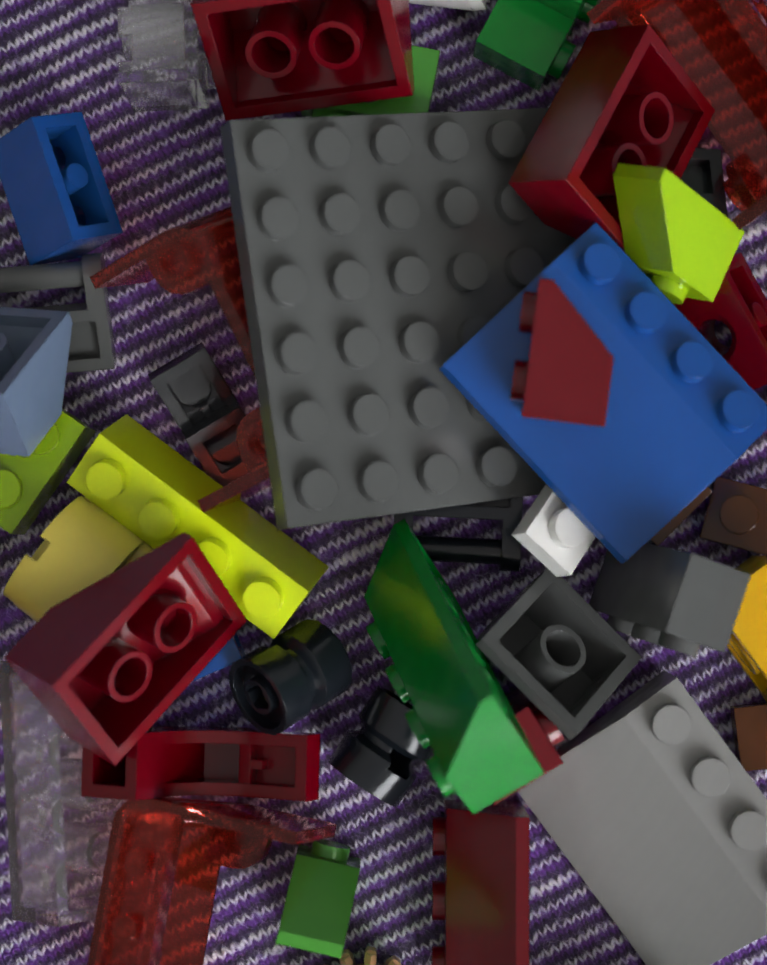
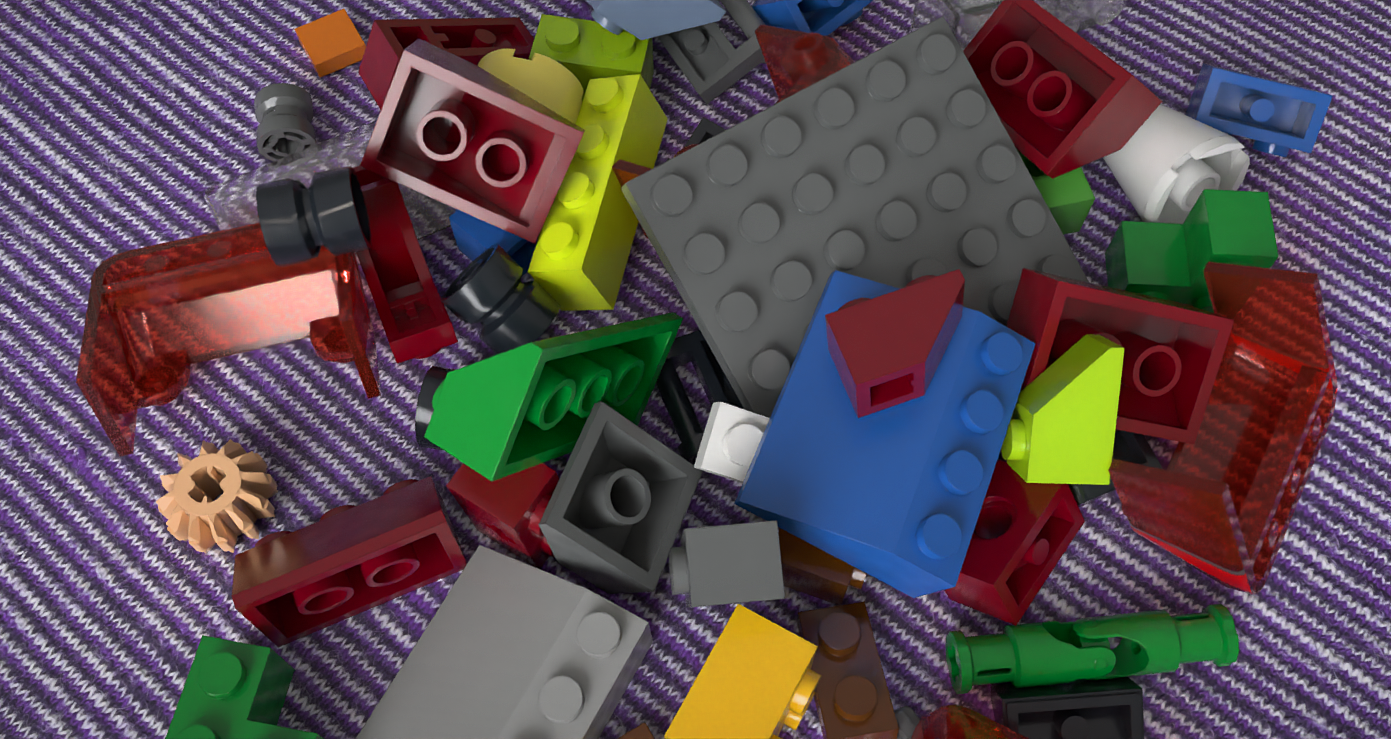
camera: 70 degrees right, 25 degrees down
(162, 830) = (303, 218): none -> black wheel
(319, 898) = (301, 407): bright green slope -> none

